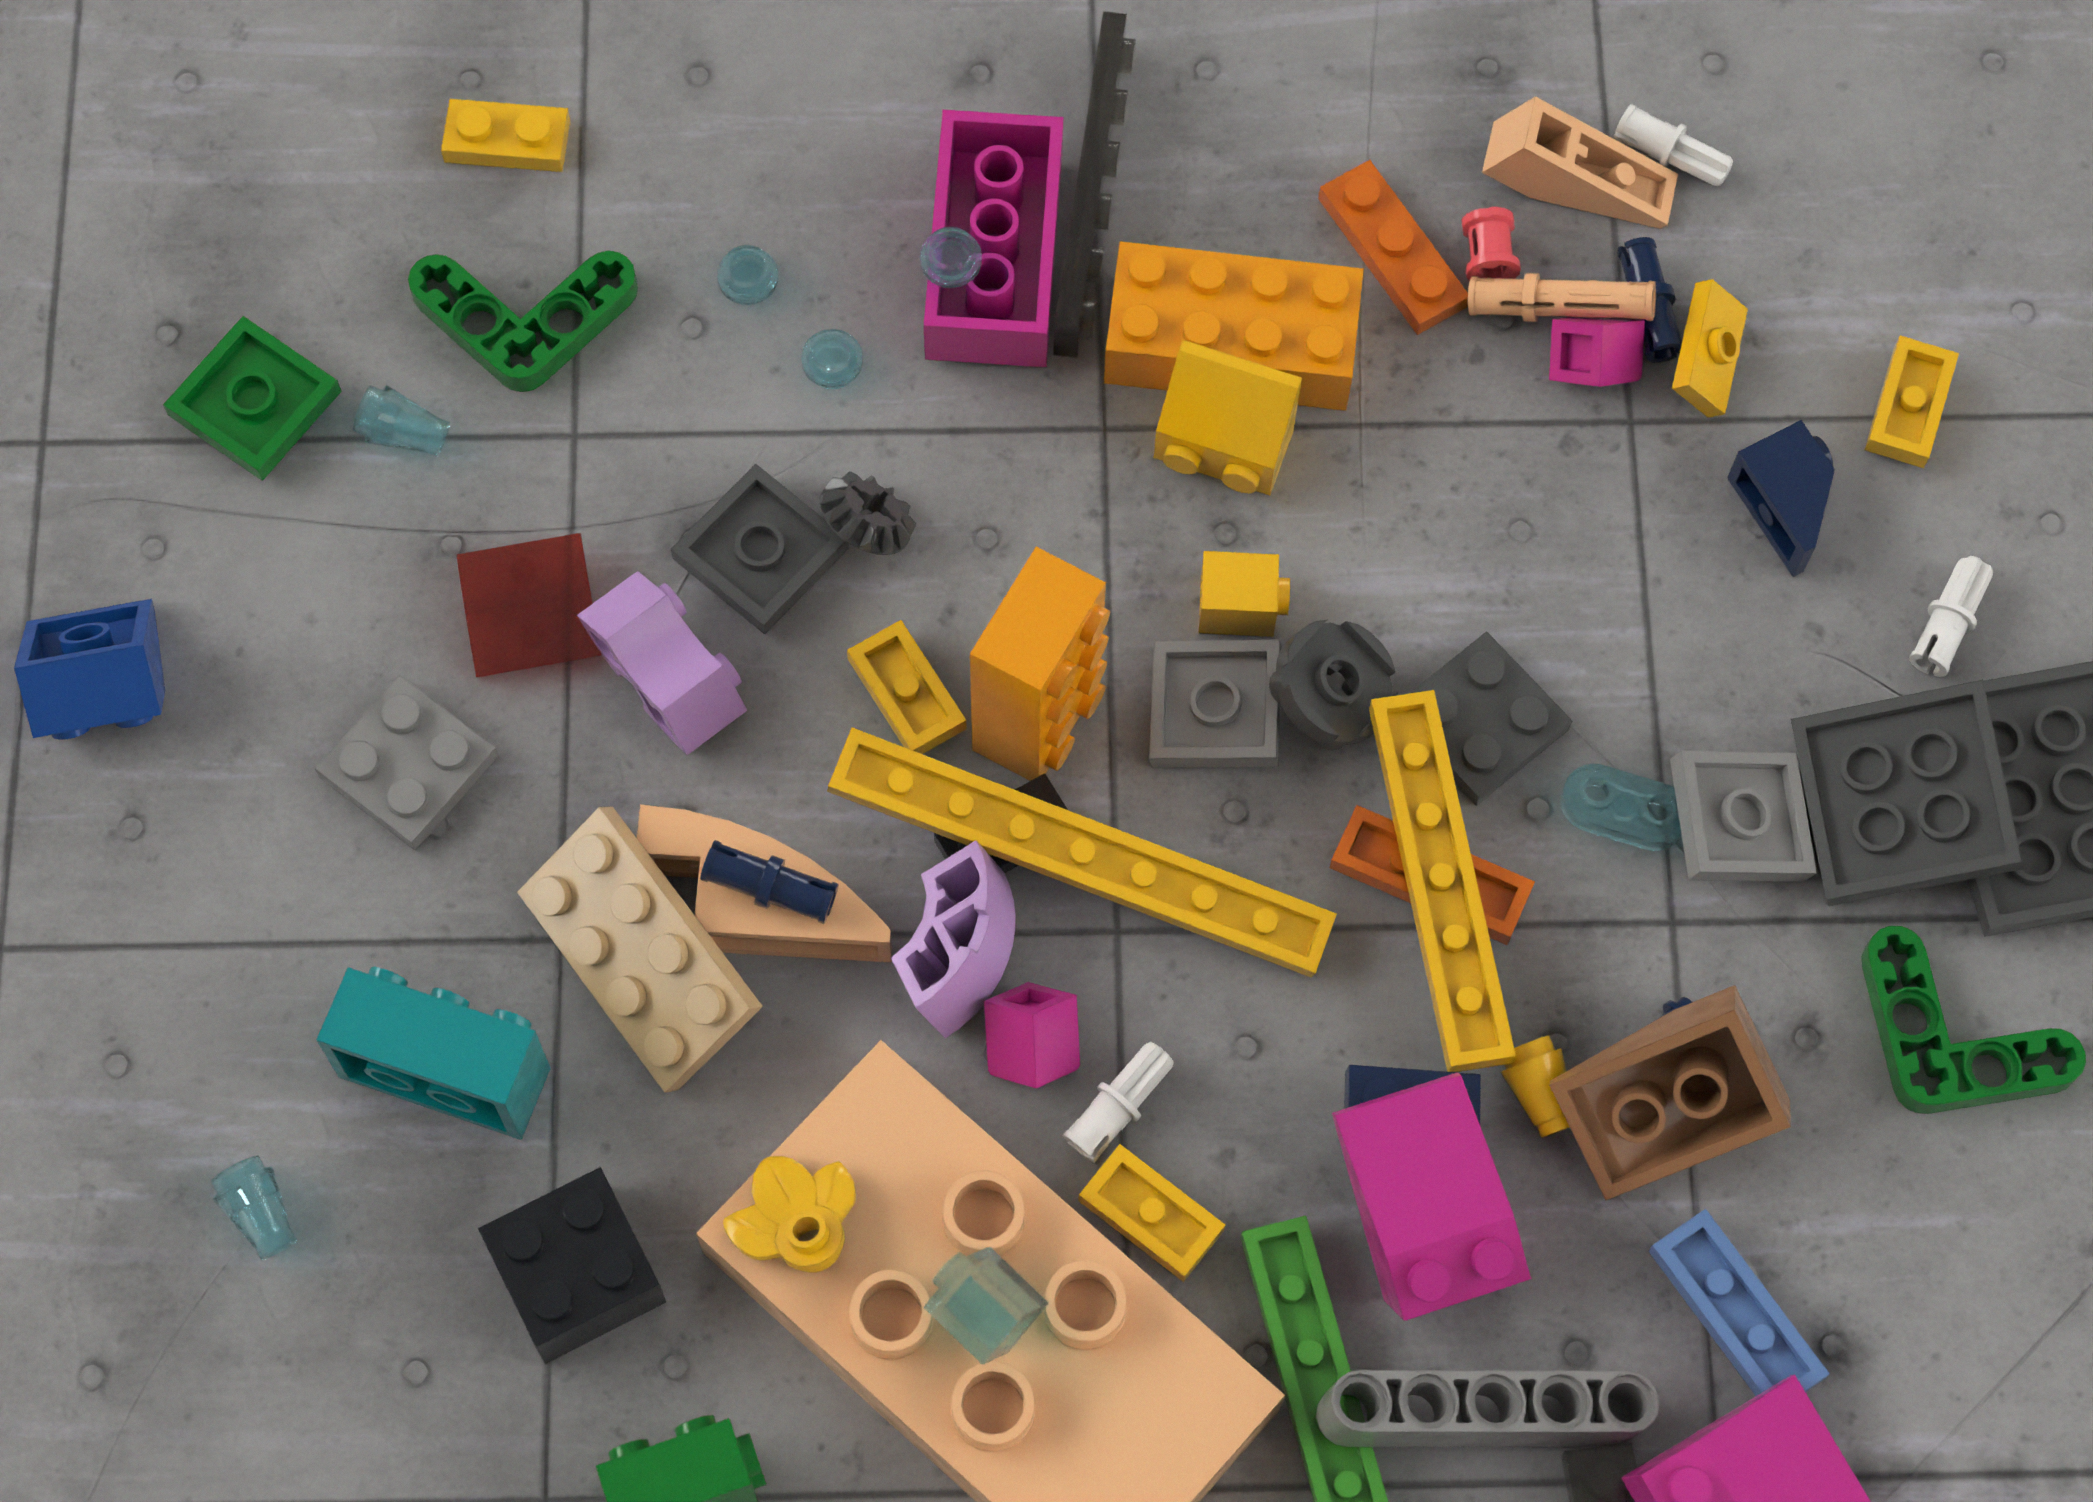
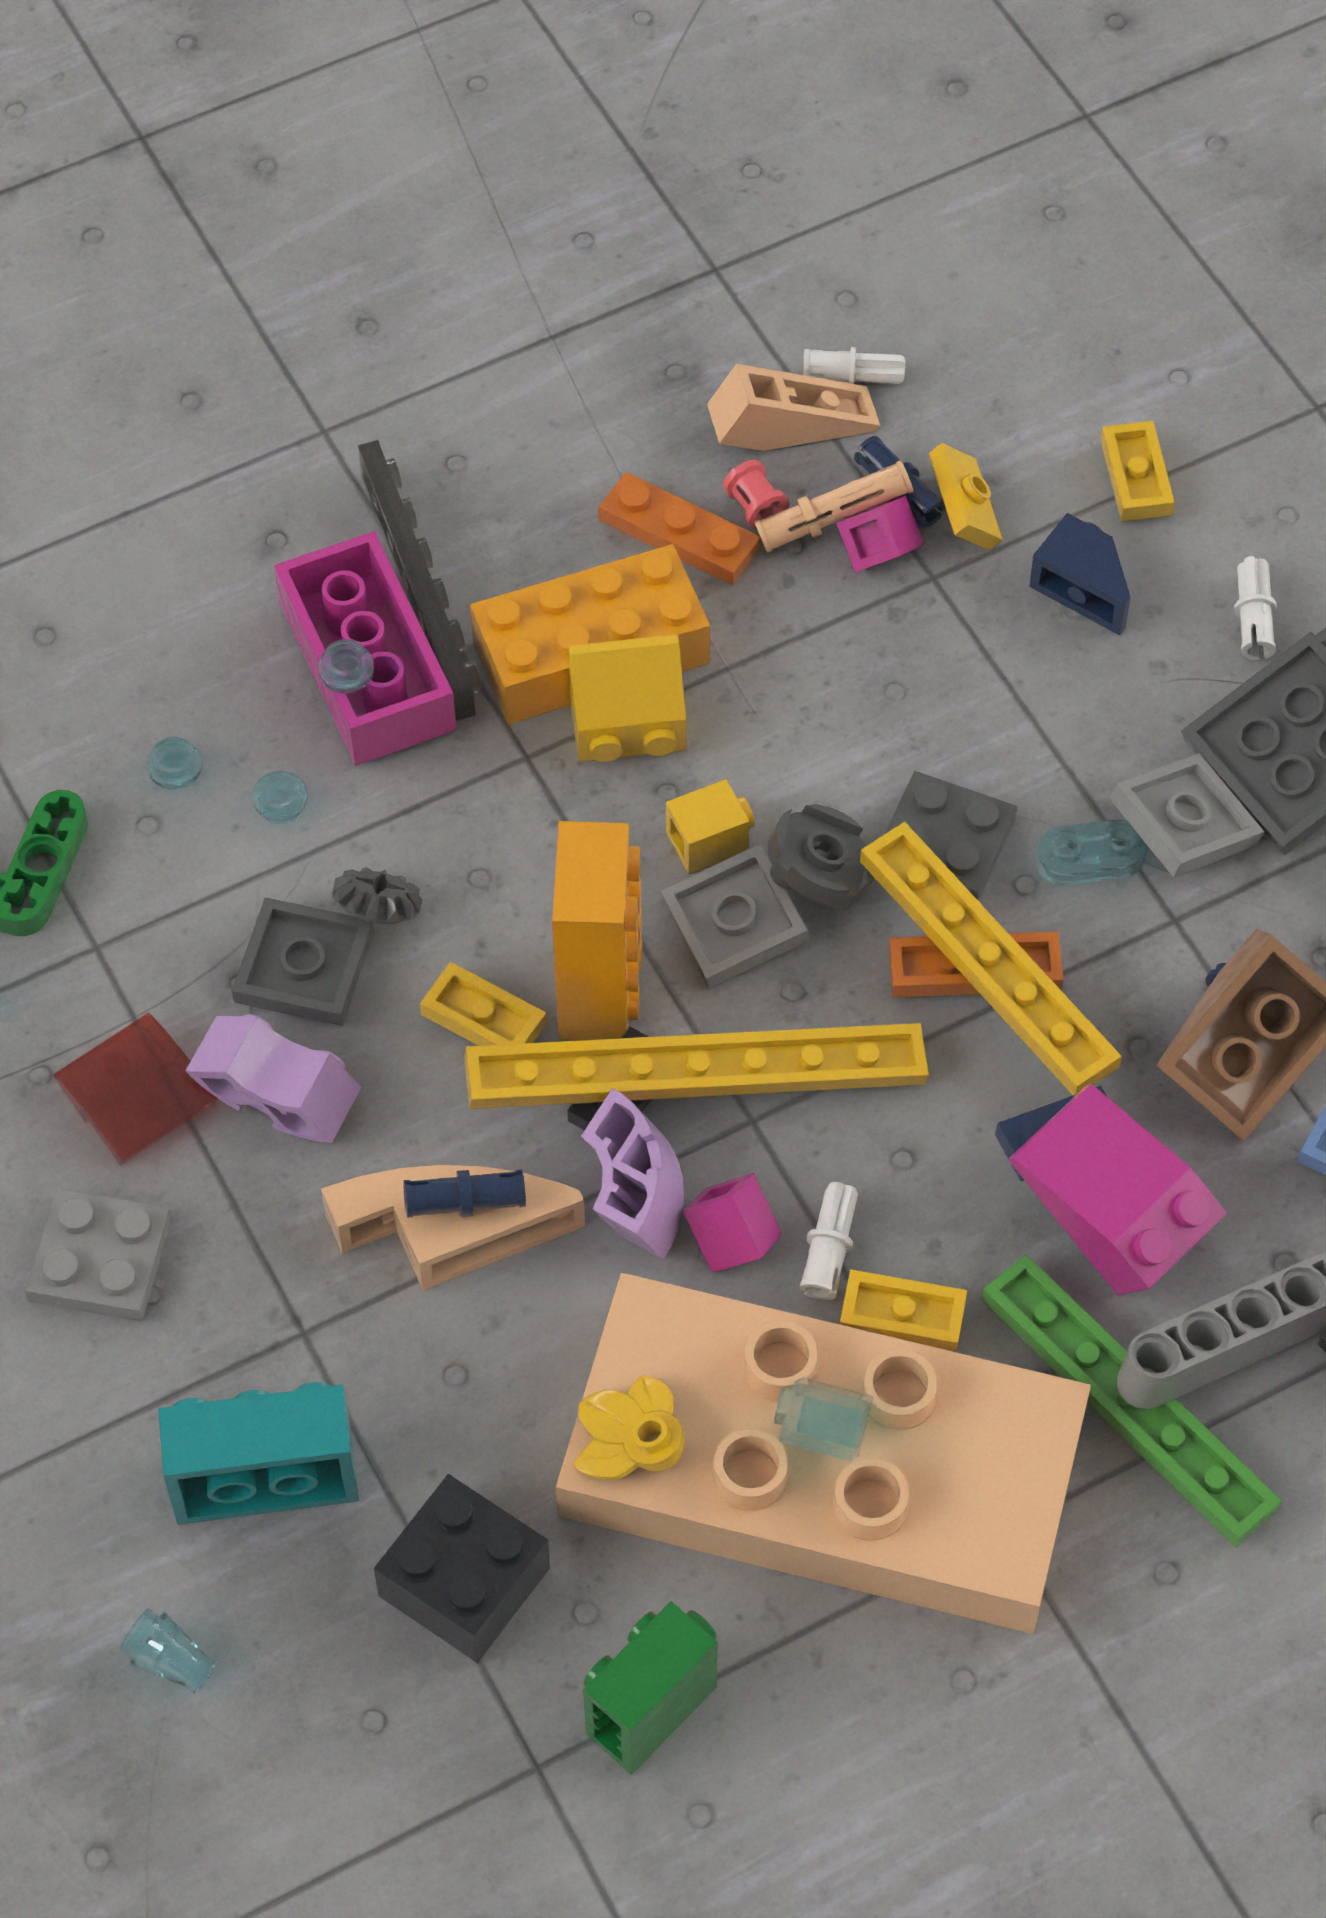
camera: 25 degrees left, 10 degrees down
(639, 949) = (380, 1301): tan plate -> none
(1530, 1080) = (1145, 1081): yellow cone -> none

